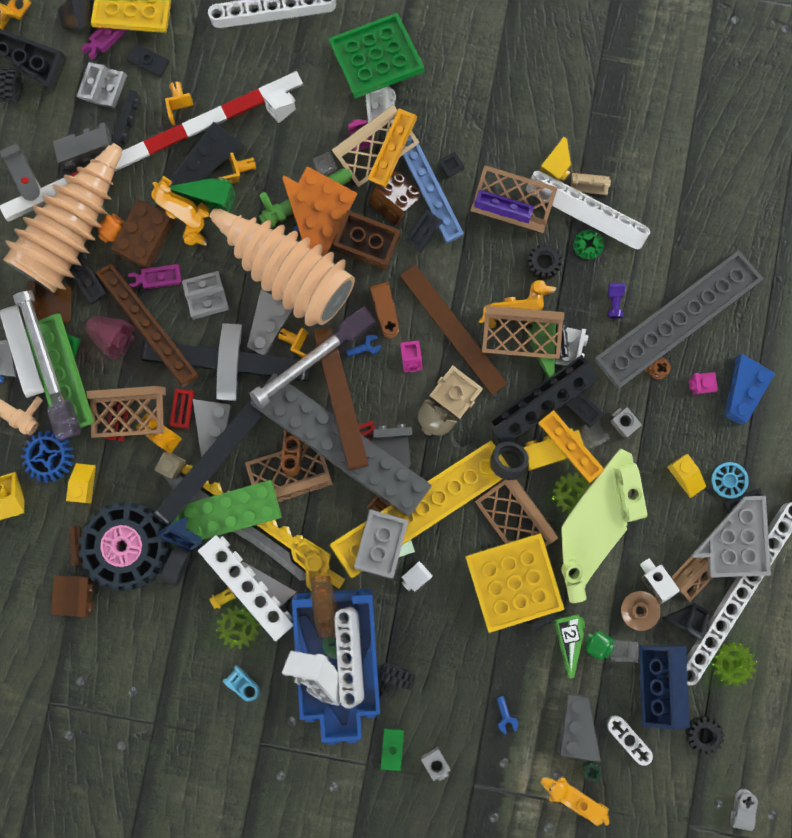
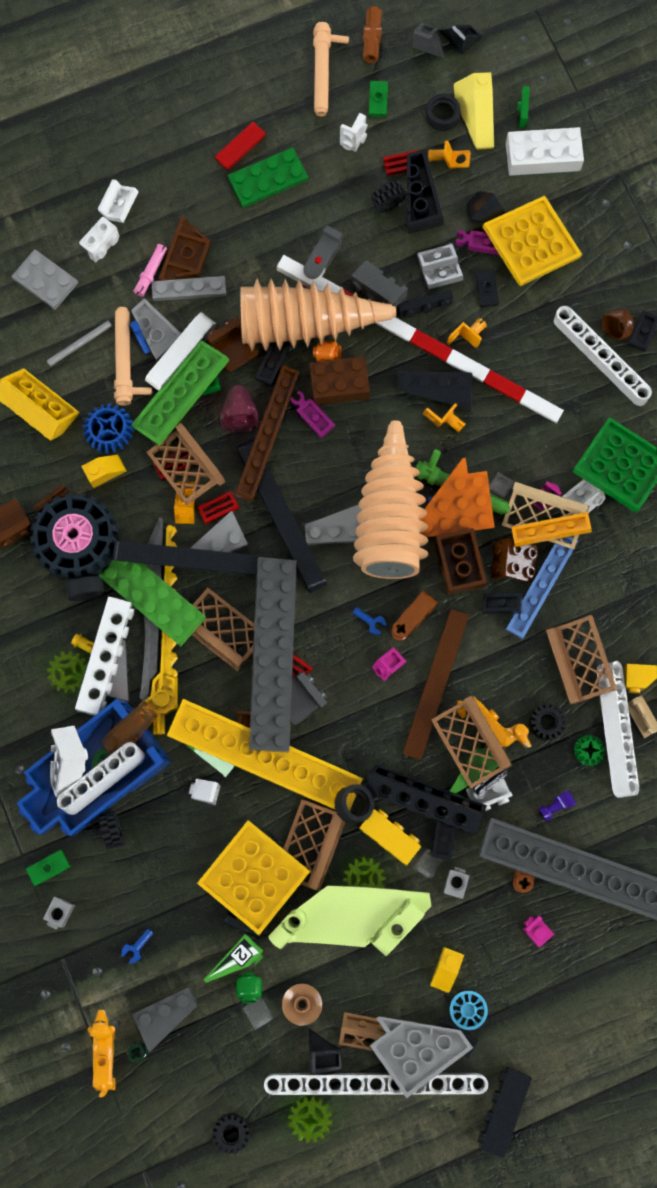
camera: 55 degrees right, 5 degrees down
(62, 411) = (150, 414): piece -> none
(170, 465) = (164, 528): dark tan brick -> none
(179, 536) = (110, 574): dark blue slope -> none
(183, 209) = (380, 397): light orange animal -> none
(205, 295) = (324, 463): light grey slope -> none
(210, 192) = (407, 408): green slope -> none
(228, 361) = (281, 517): light grey slope -> none
(241, 683) = (23, 703): medium azure piece -> none
(279, 104) = (525, 415): white slope -> none
(291, 455) = (238, 622): dark orange piece -> none
(295, 340) = (336, 561): light orange bracket -> none
(342, 404) = (310, 628): reddish brown tile -> none
(348, 330) = (375, 598): flat silver piece -> none
(381, 544) = (210, 740): light grey plate -> none
(435, 419) = (348, 718): dark tan cylinder -> none
(451, 165) = (575, 588): black plate -> none
(456, 392) = (383, 721): tan plate -> none
(503, 206) = (568, 654): dark purple plate -> none
(571, 446) = (401, 848): light orange plate -> none
(635, 755) = (174, 1083): white beam -> none
(664, 588) = (333, 1011): white torso -> none
(664, 686) = (249, 1067): dark blue brick -> none
(746, 388) = (559, 971): blue wedge -> none

